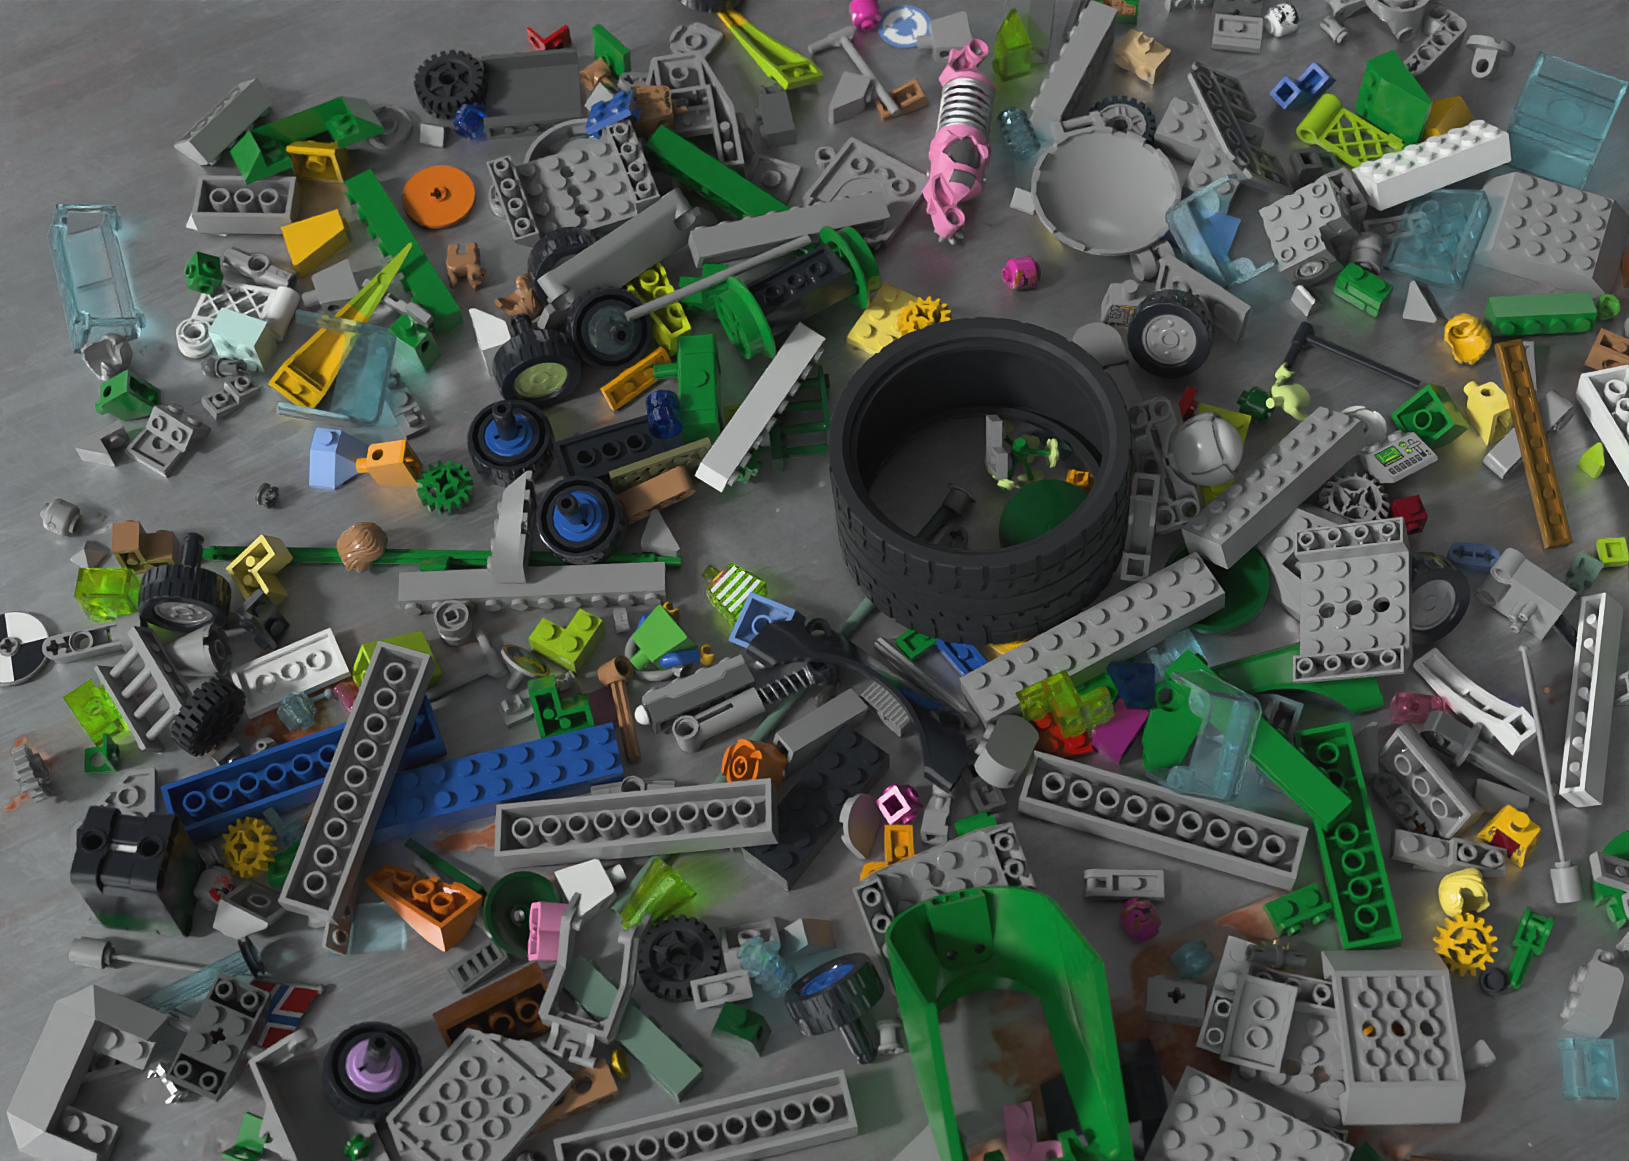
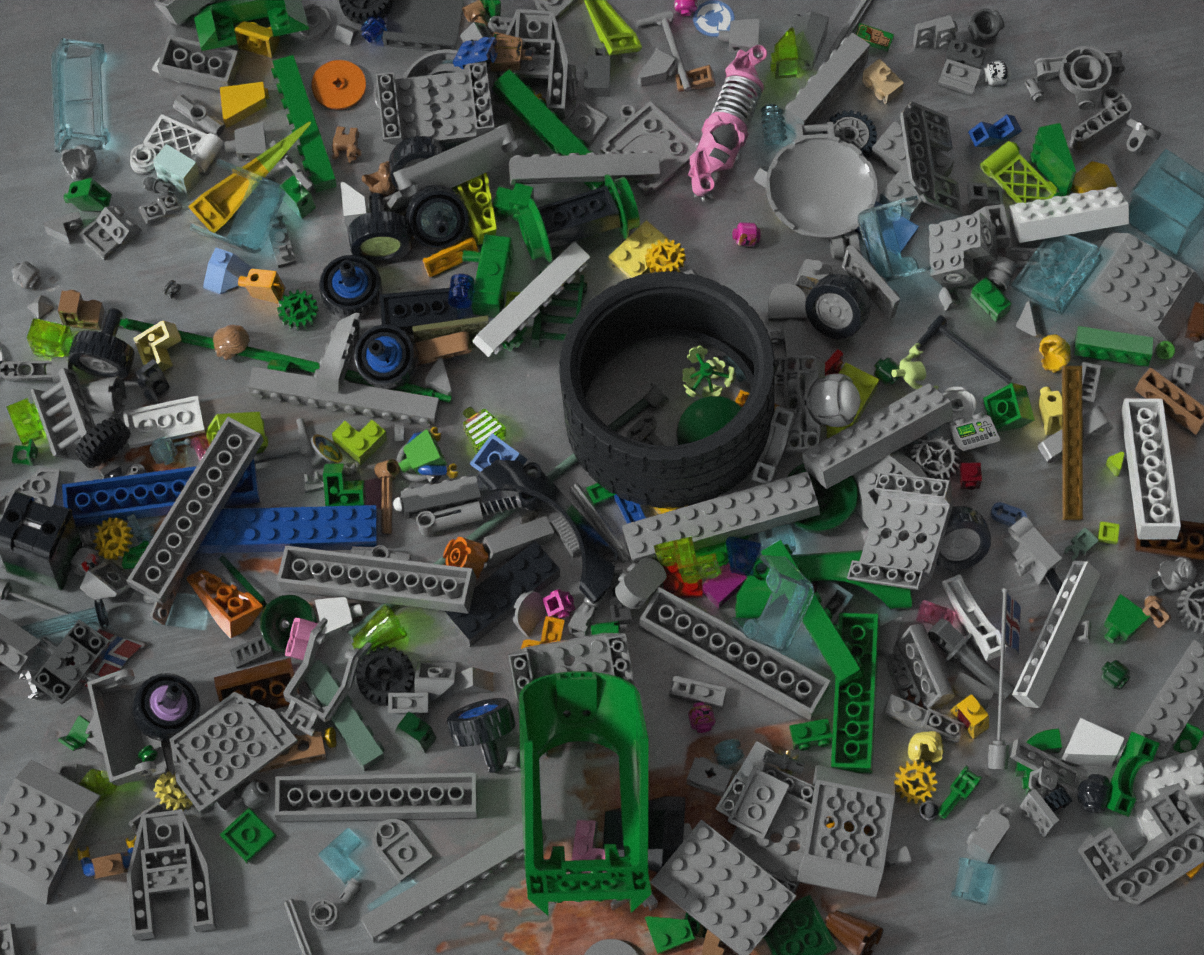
camera: 10 degrees right, 5 degrees up
(203, 273) = (157, 111): green brick -> none
(453, 623) = (283, 411): light grey wheel -> none
(717, 278) = (523, 196): light grey piece -> none
(766, 967) = (441, 694): clear light blue piece -> none
(996, 456) = (688, 373): light grey plate -> none

